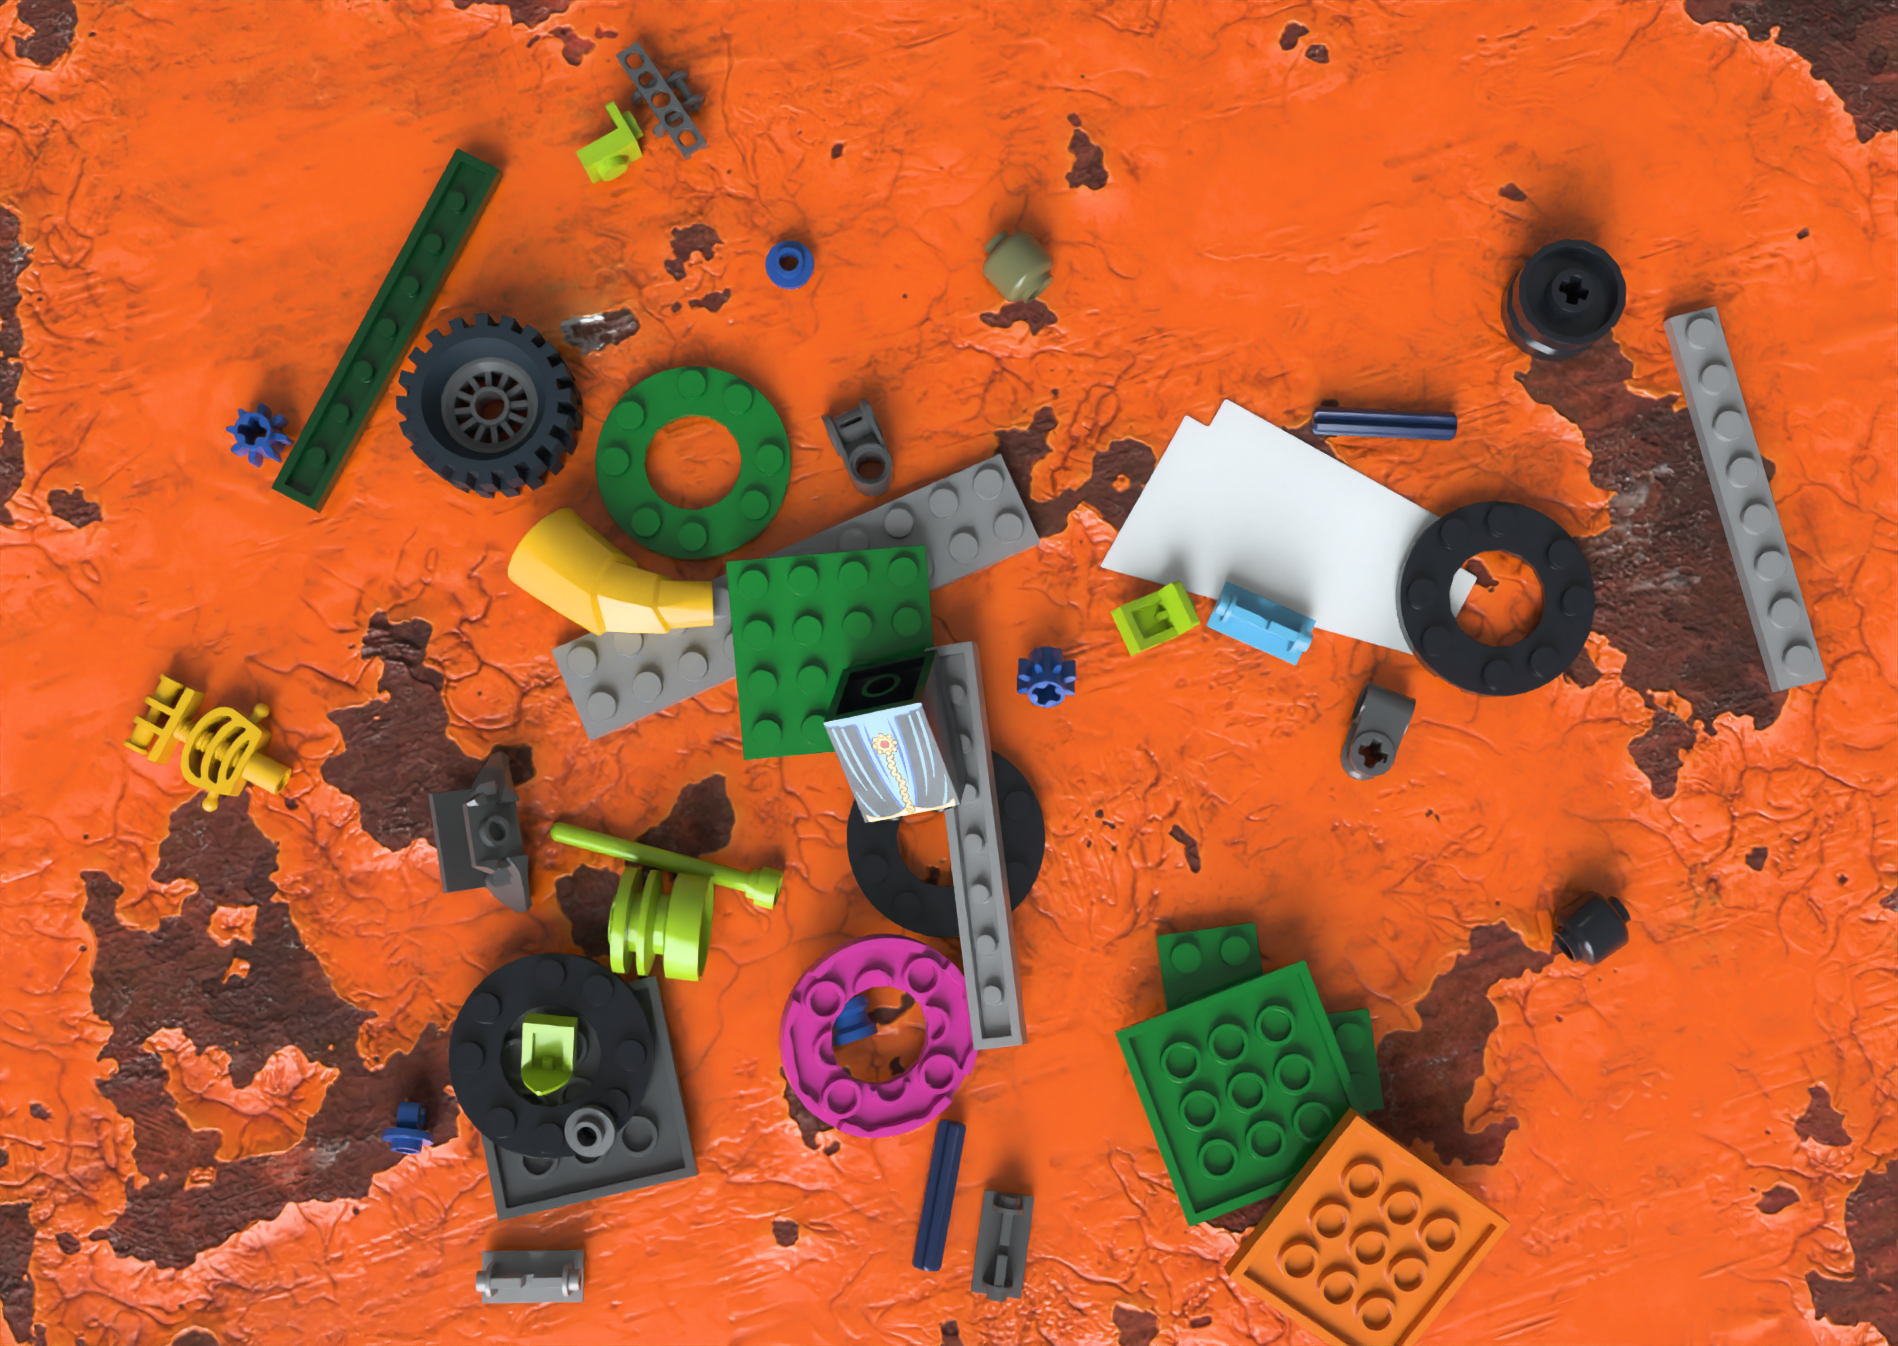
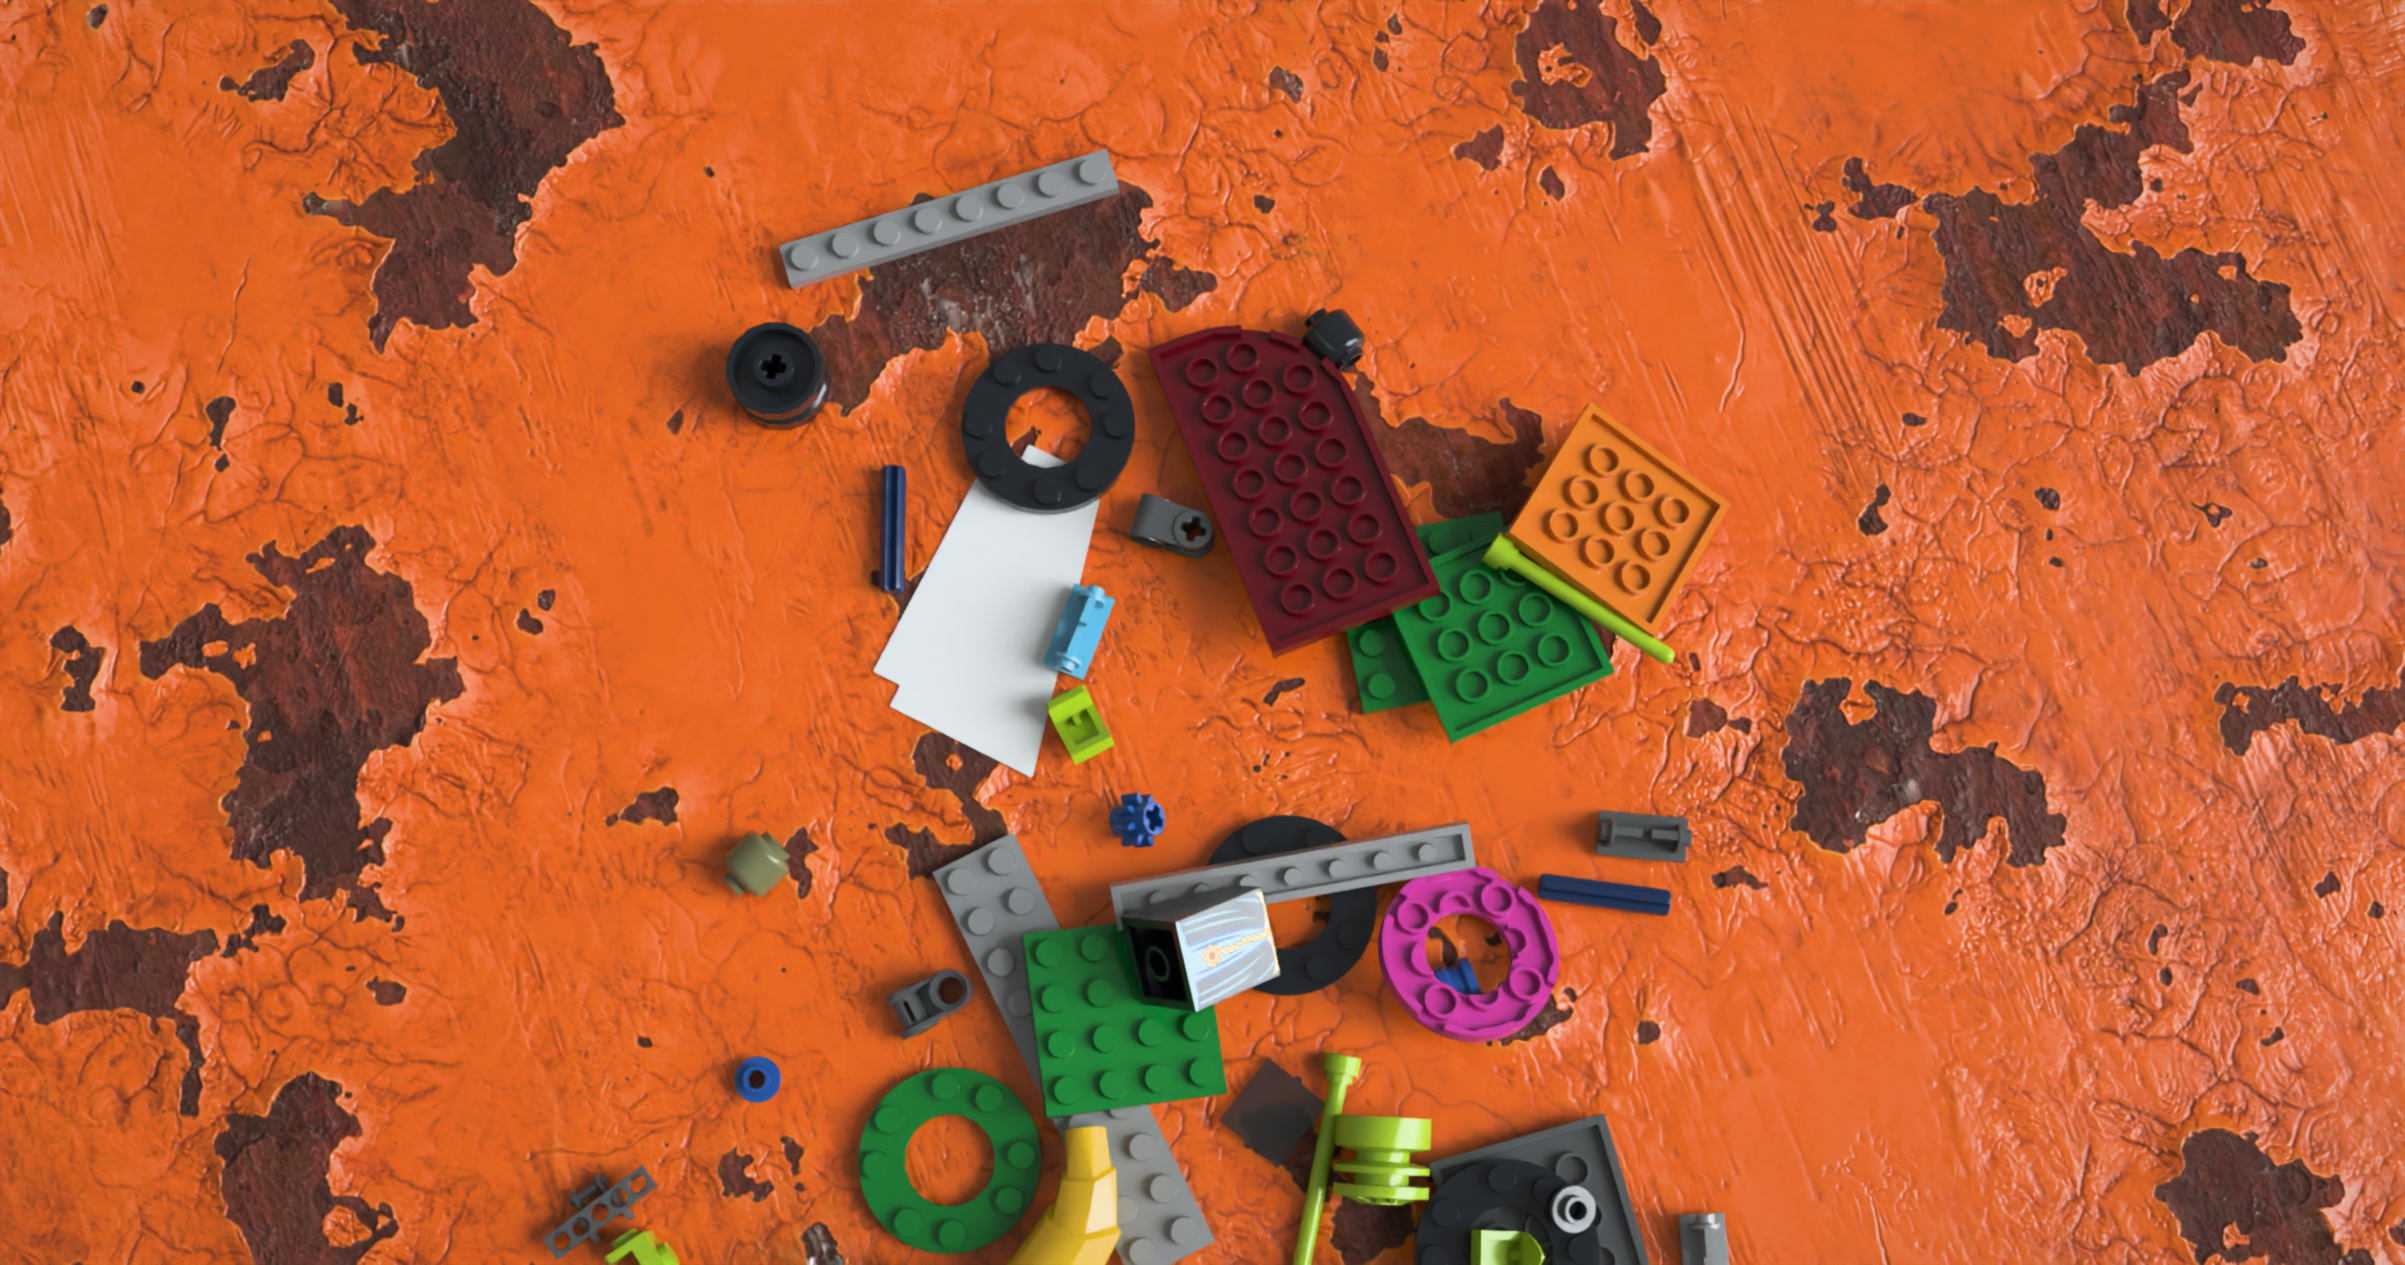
camera: 90 degrees left, 5 degrees down
(722, 810) = (1273, 1112): none -> clear smoke piece
(1329, 1110) = (1505, 555): none -> lime piece
(1423, 870) = (1293, 483): none -> dark red plate

